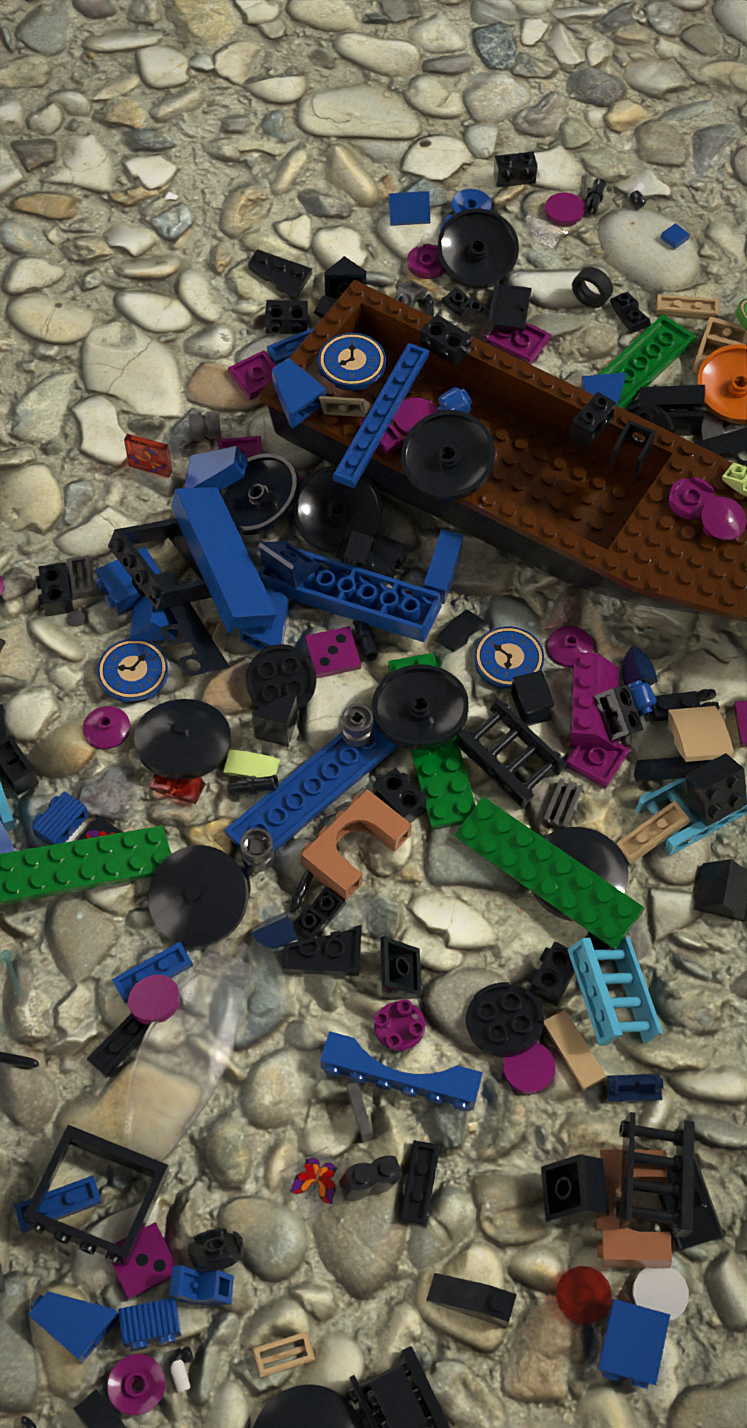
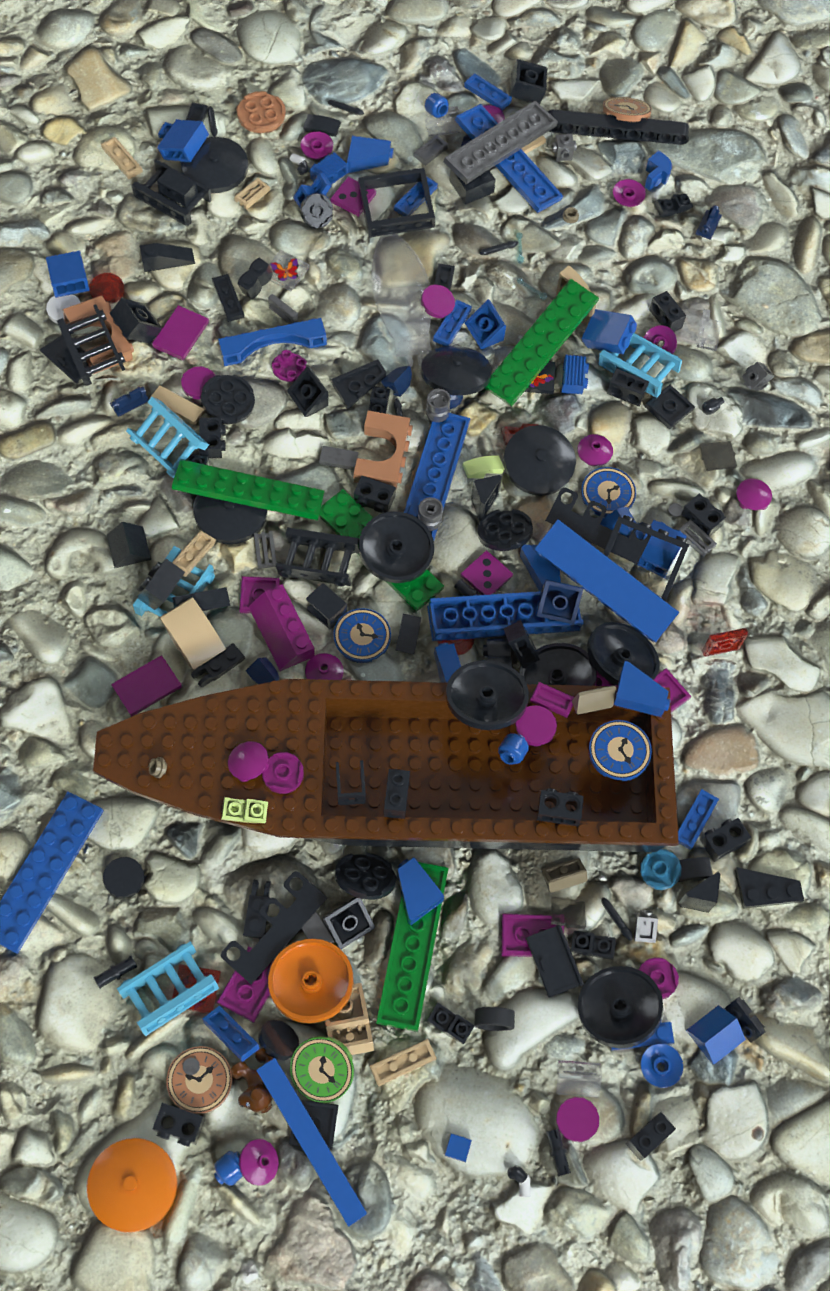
camera: 145 degrees right, 5 degrees up
(114, 942) = (486, 326): none -> blue slope
(204, 426) = (707, 697): flat silver wheel -> none
(216, 468) = (670, 657): blue slope -> none
(252, 785) = (472, 452): black pin -> none
(253, 373) = (708, 774): magenta tile -> none
(376, 202) = (751, 1027): none -> black hinge
(380, 415) = (562, 709): blue tile -> none
(411, 870) = (338, 458): none -> flat silver tile
(513, 1160) = (180, 332): none -> magenta tile
(618, 712) = (258, 620): black brick -> none
(643, 697) = (251, 647): blue head -> none
(674, 396) = (361, 932): black tile -> none

